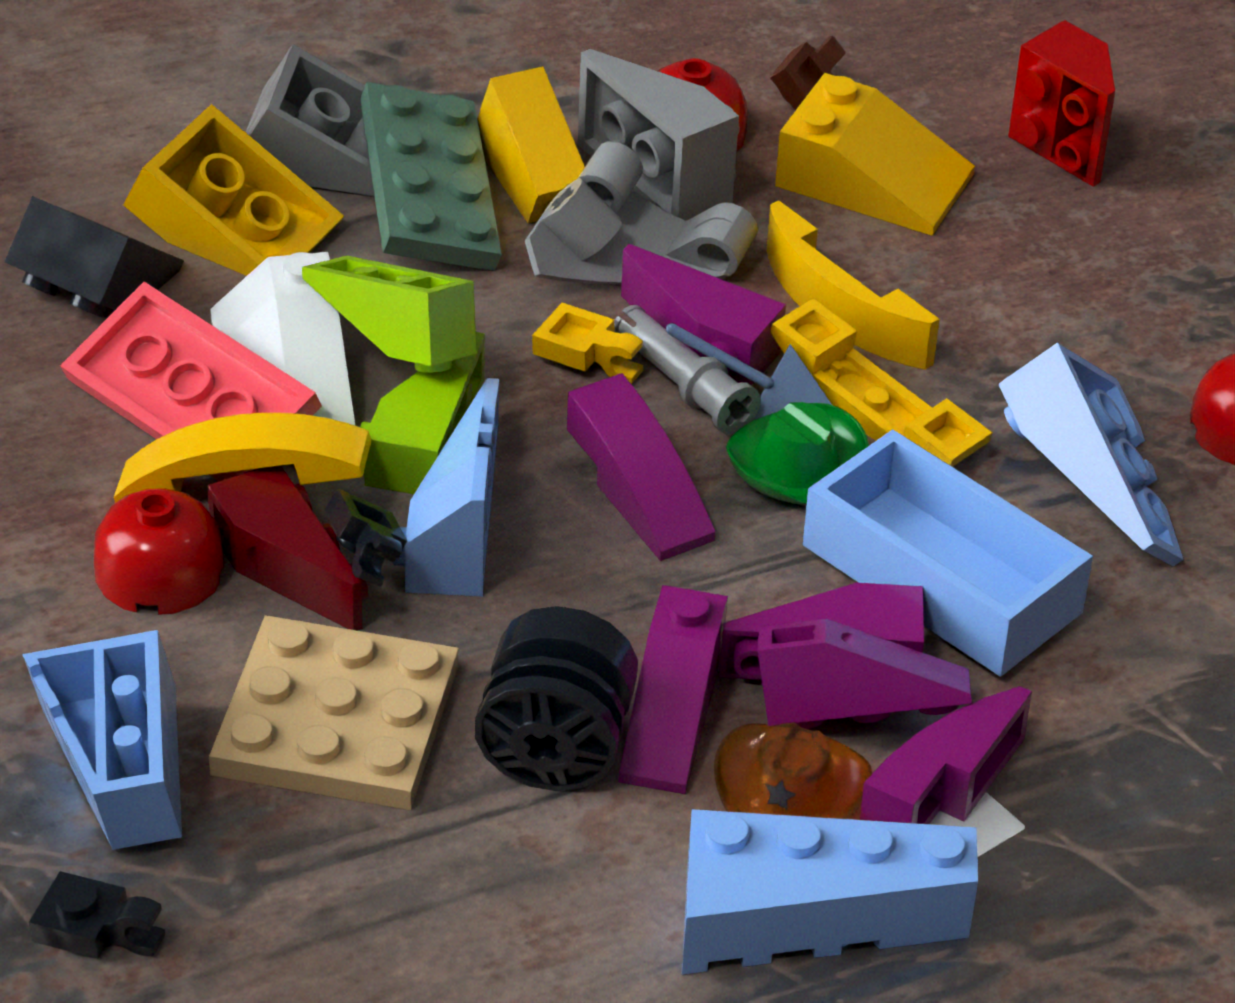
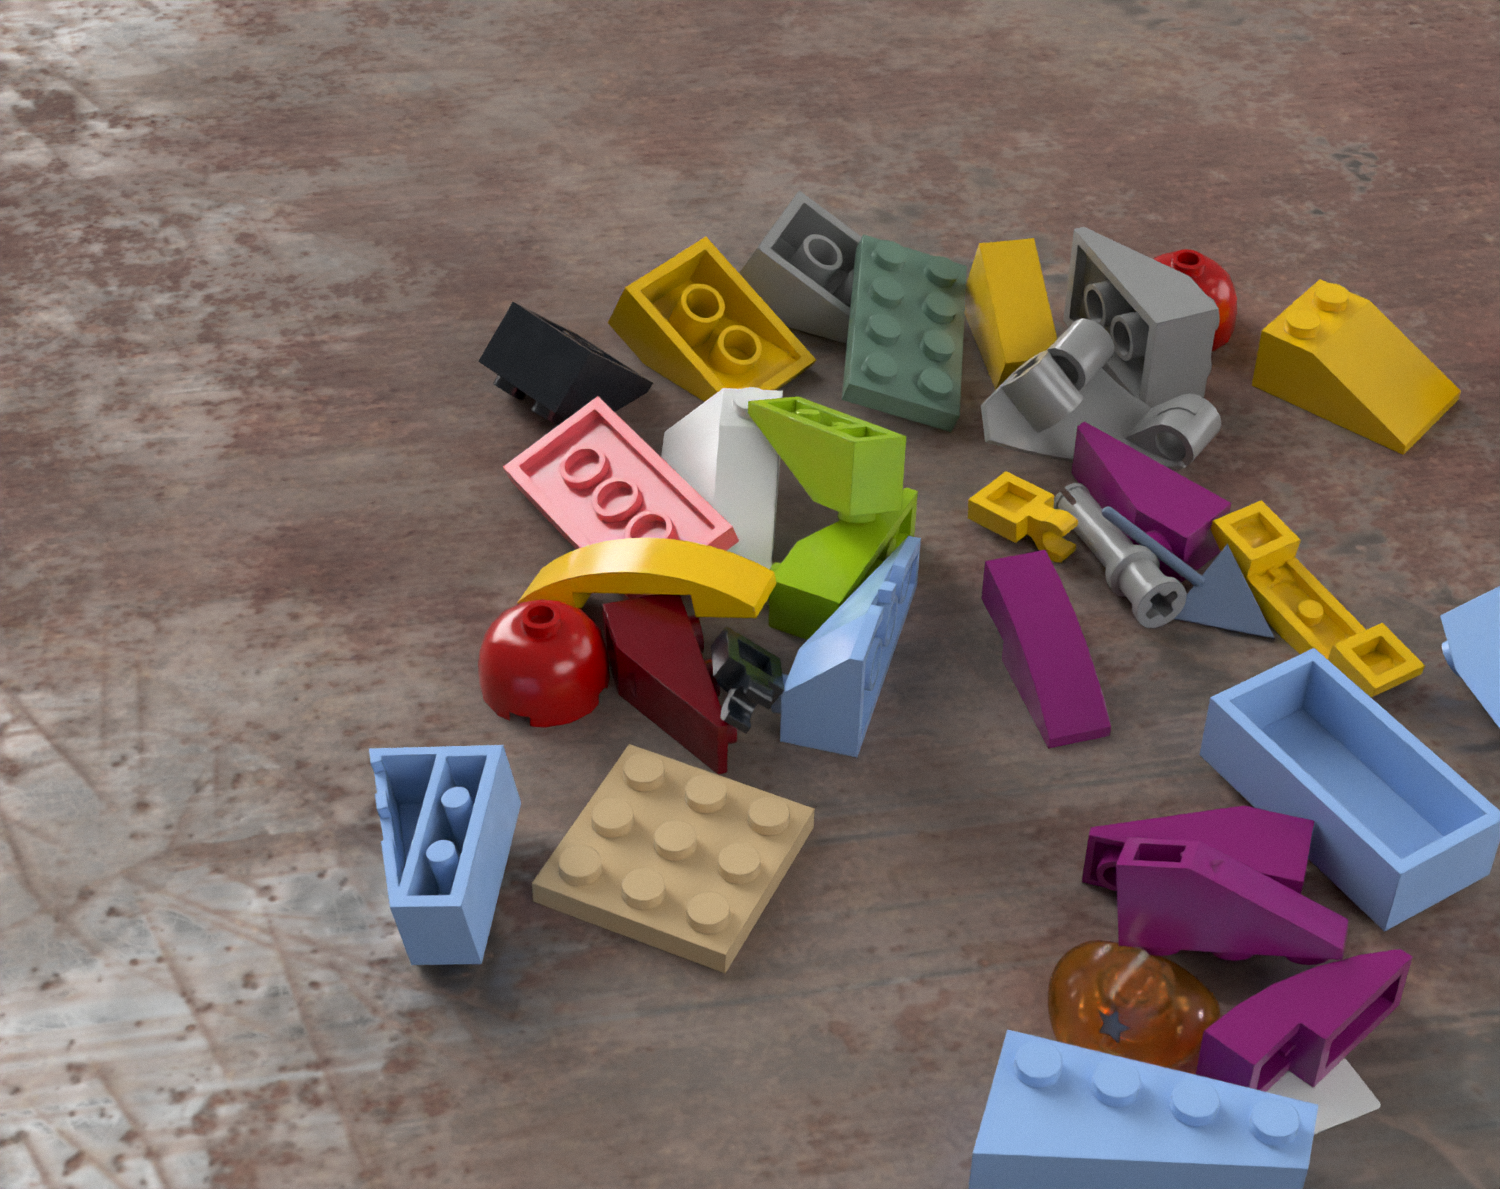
camera: 15 degrees right, 0 degrees up
(89, 913) = (367, 1030): black plate -> none
(557, 699) = (895, 882): black wheel -> none
(674, 689) = (1026, 890): magenta slope -> none
(795, 448) = (1212, 651): green hat -> none
(804, 68) = (1302, 272): copper plate -> none
(885, 325) = (1333, 539): yellow slope -> none

